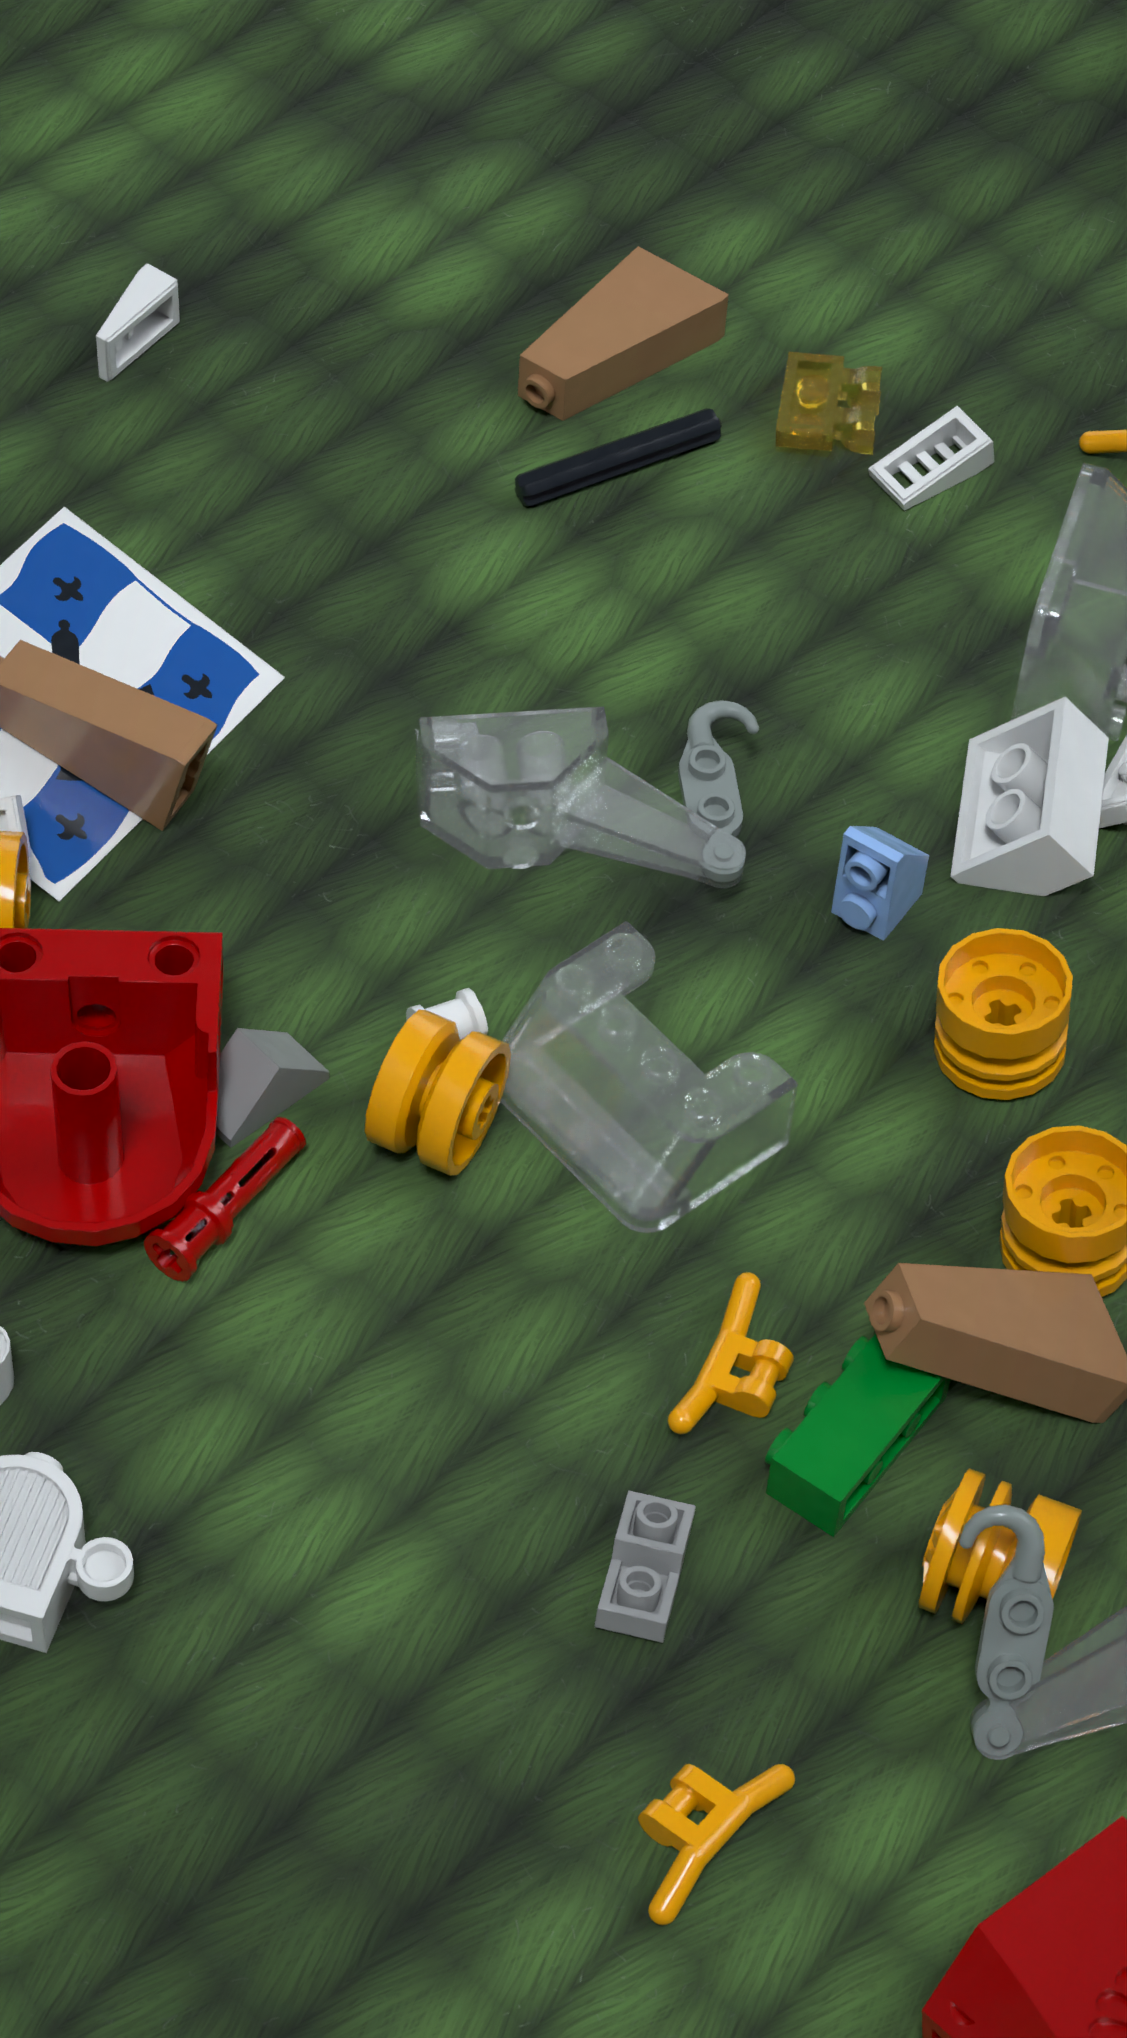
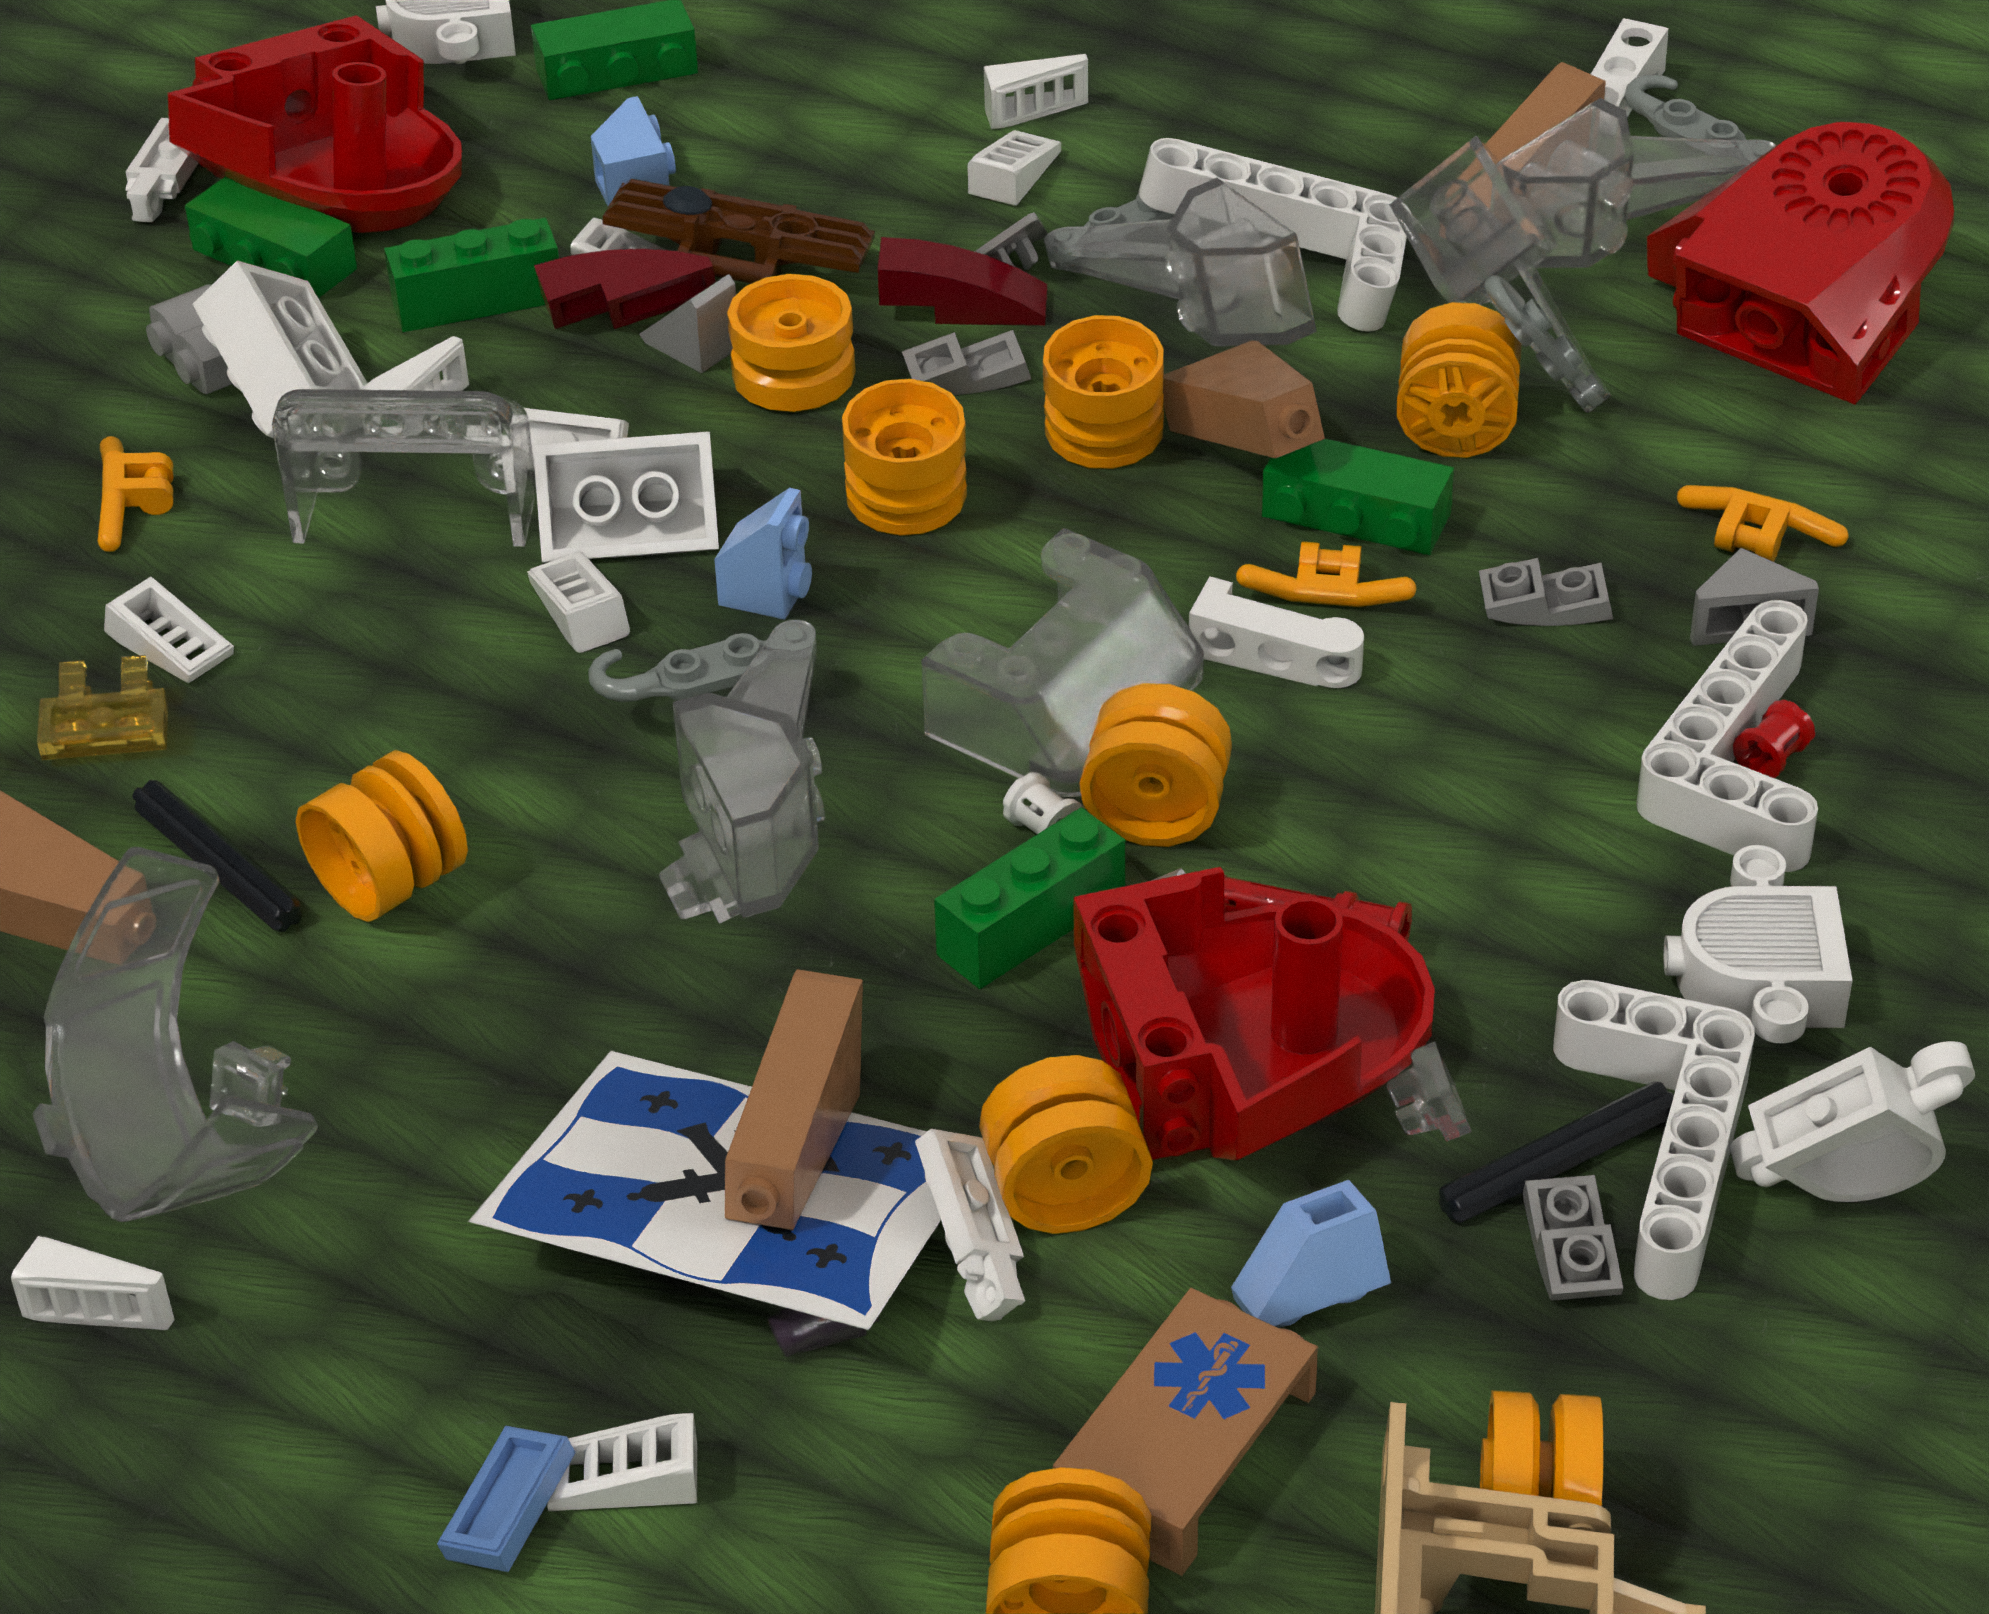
camera: 100 degrees left, 10 degrees down
(315, 435) = (248, 1074): none -> clear tile
(319, 1685) = (1780, 734): none -> red bush
(324, 977) = (1026, 897): none -> green brick
(326, 363) = (118, 1062): none -> clear piece
(339, 1633) = (1689, 764): none -> white beam
(557, 530) = (382, 835): none -> light orange wheel
(558, 1749) = (1741, 586): none -> light grey slope
(642, 1277) = (1275, 639): none -> white leg
(863, 762) = (580, 601): none -> white slope

